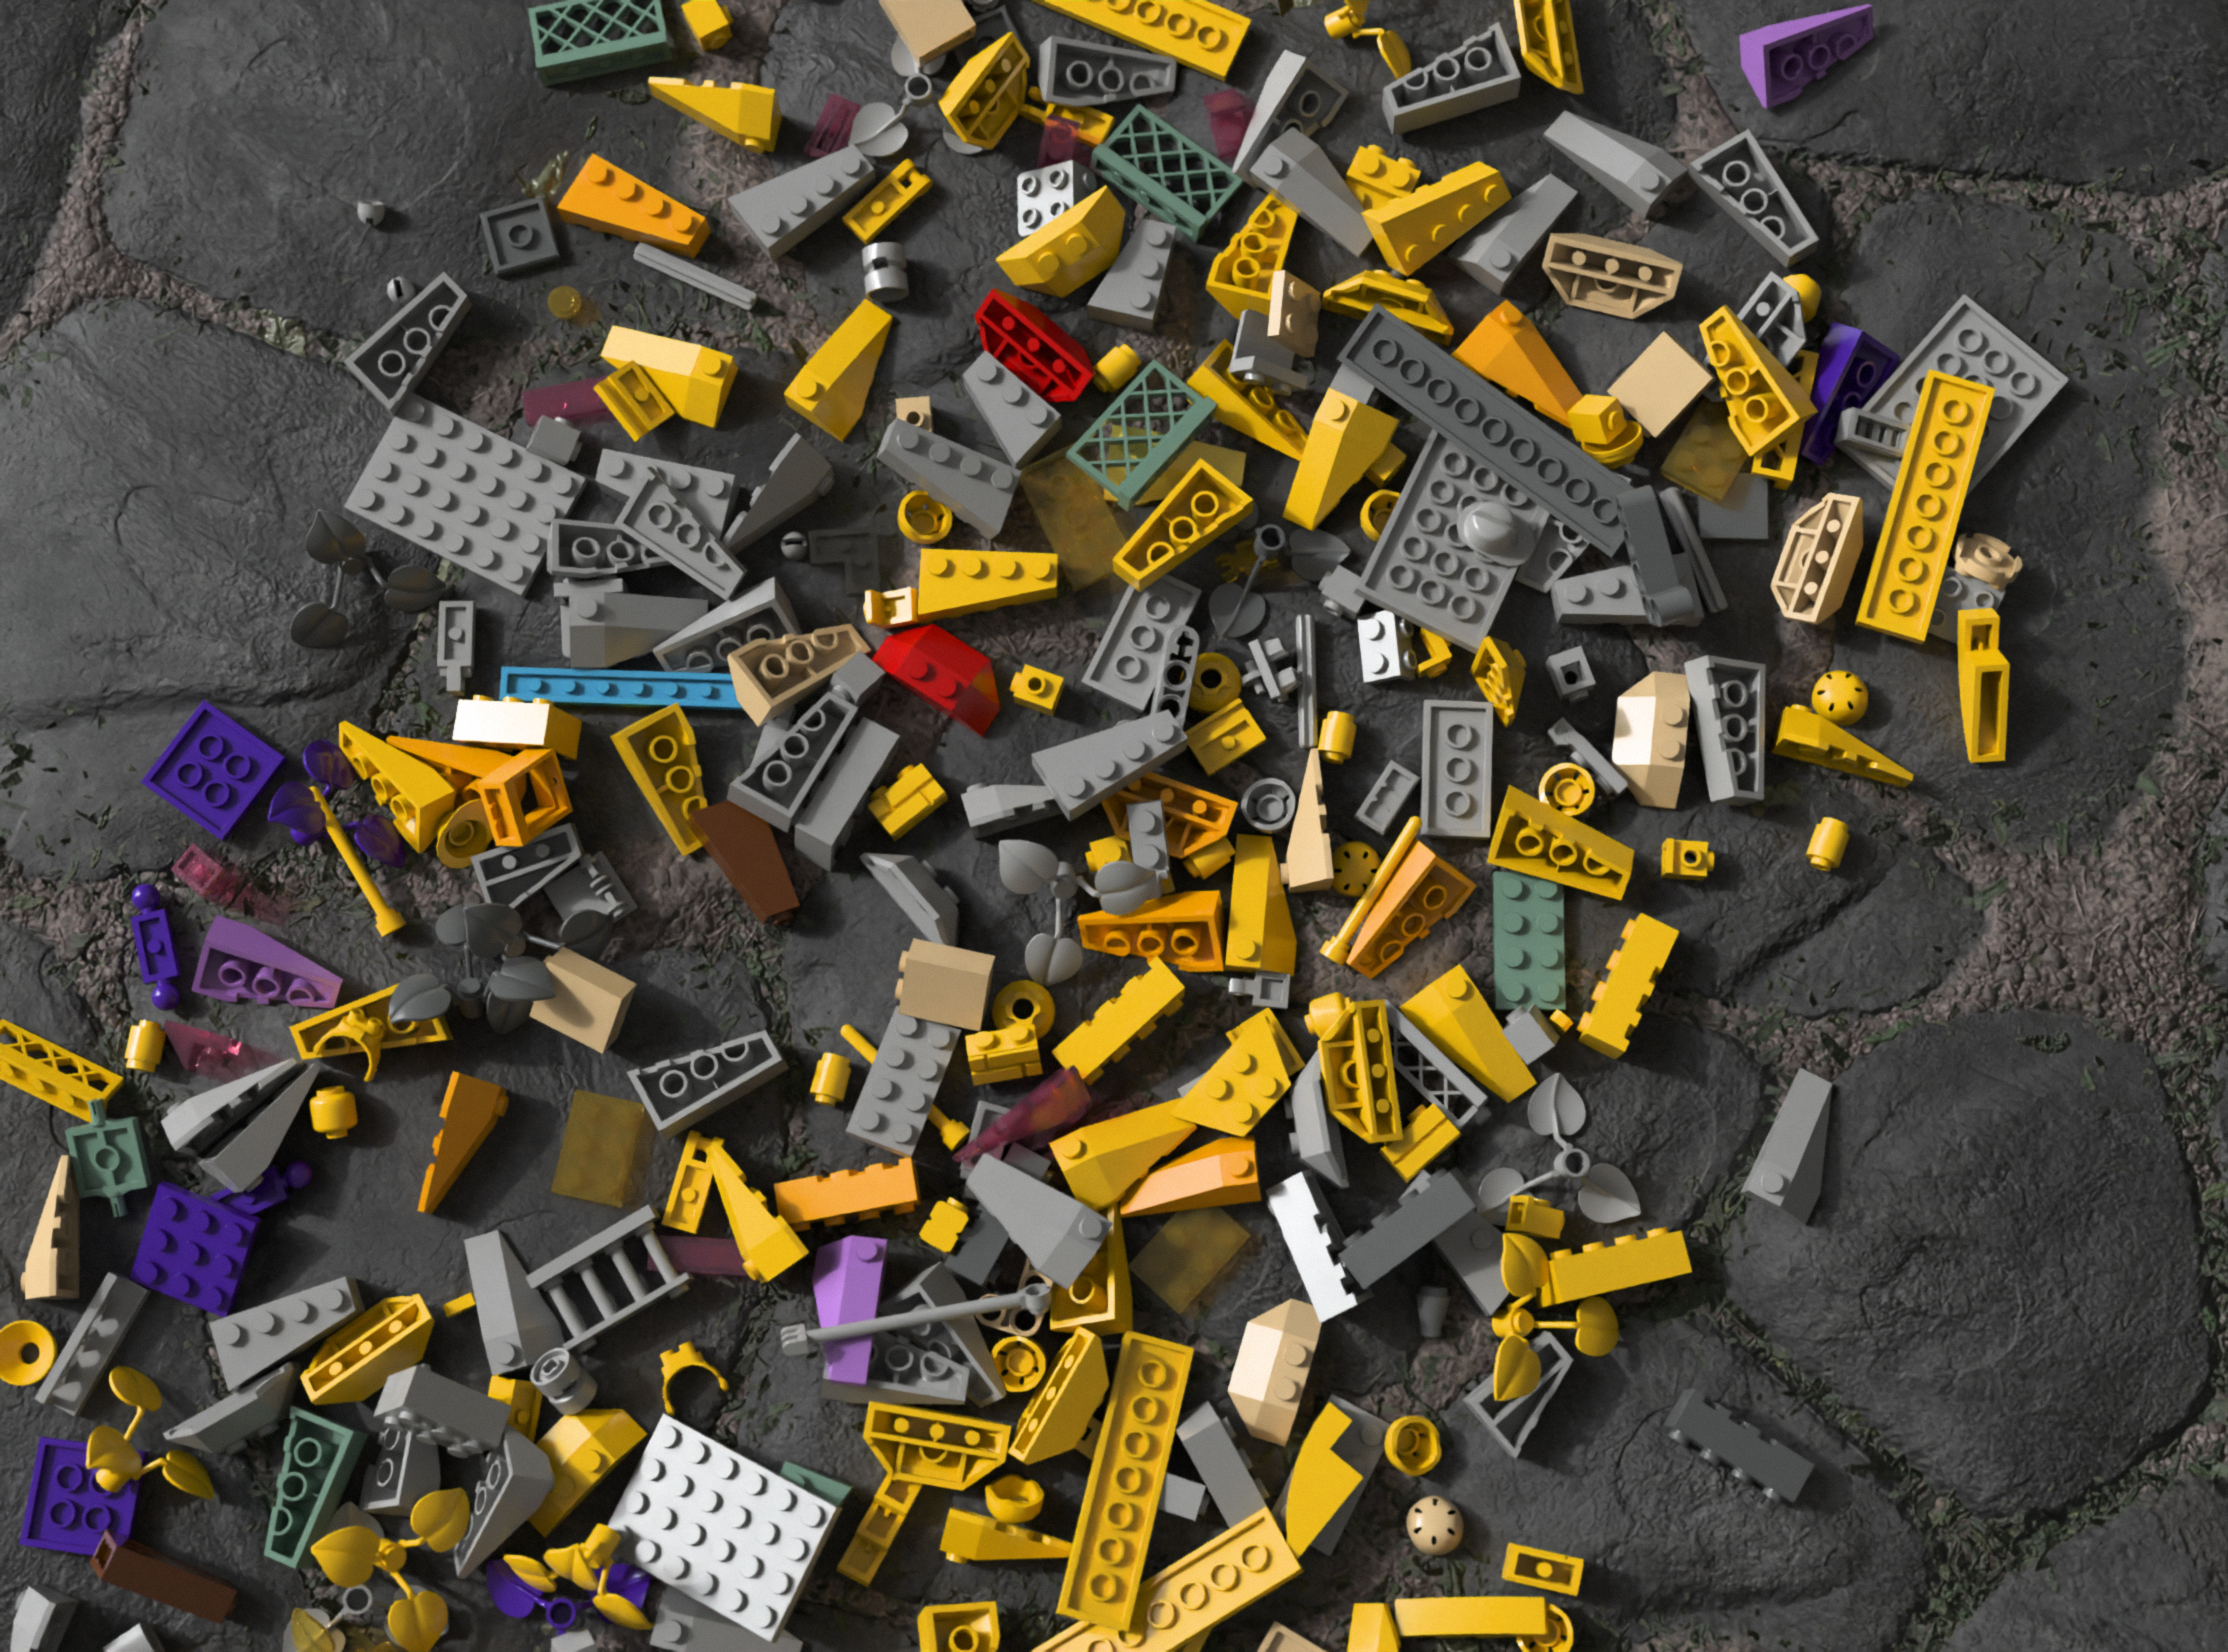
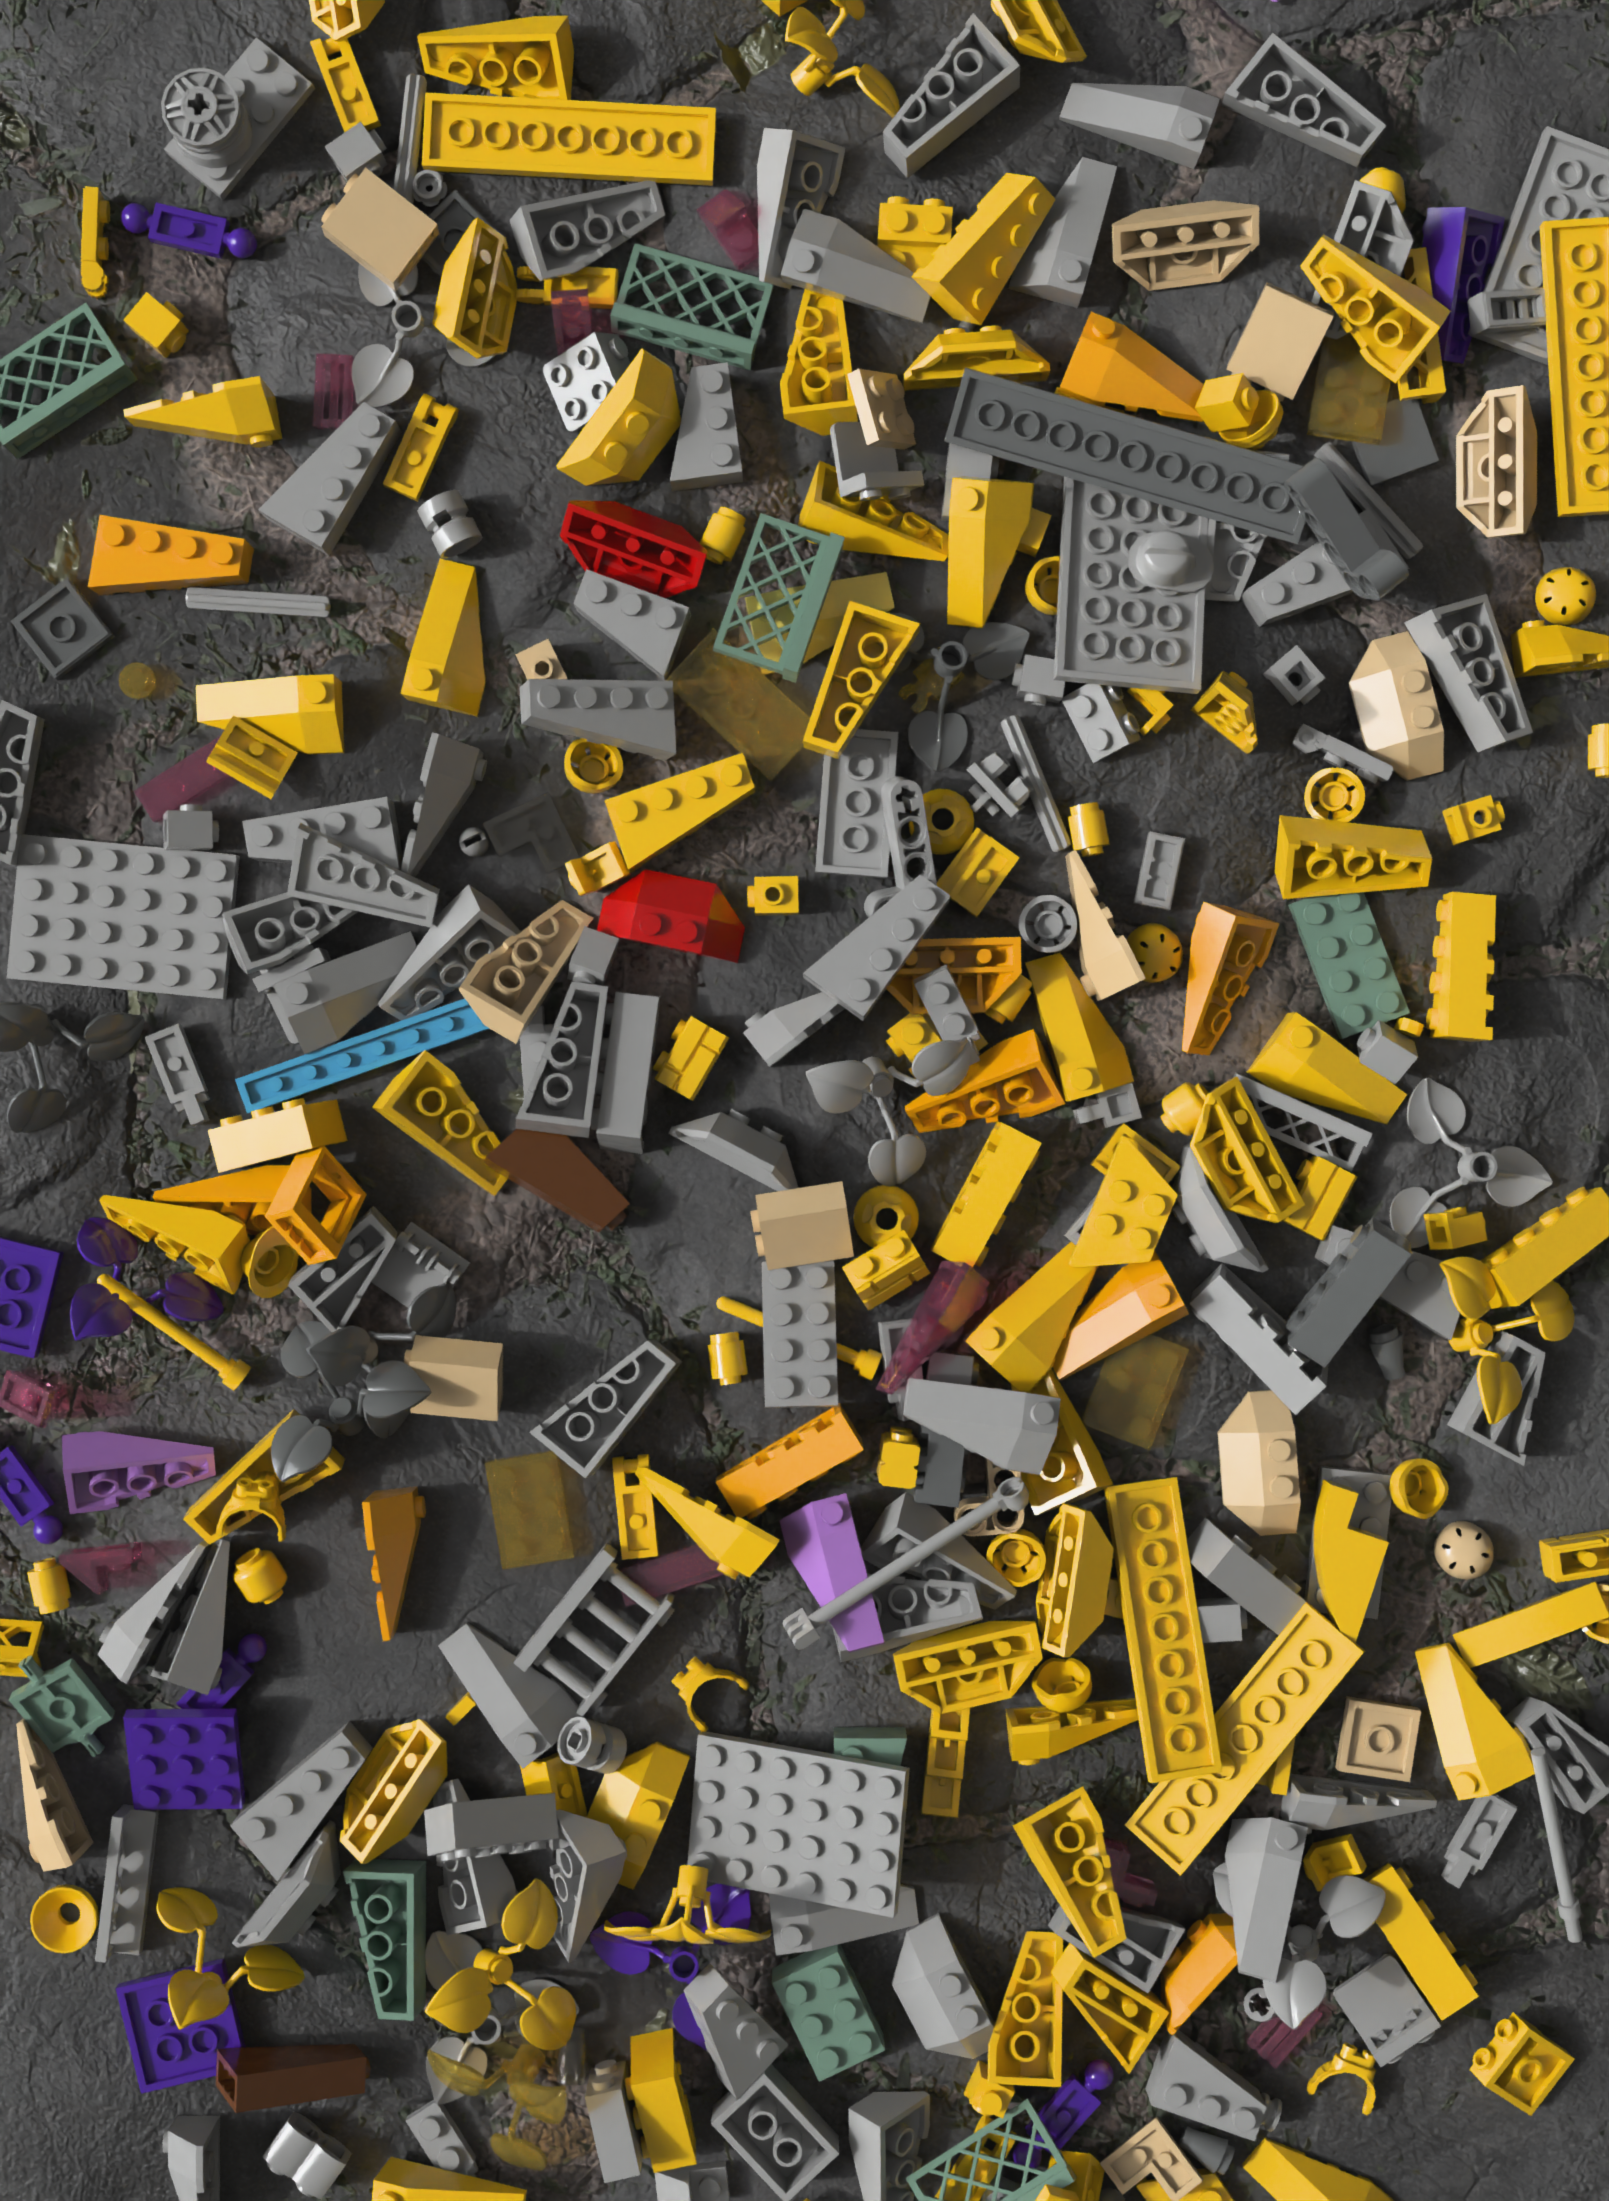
camera: 25 degrees left, 10 degrees up
(1338, 946) = (1167, 1038): yellow piece -> none
(1456, 769) = (1216, 815): light grey plate -> none

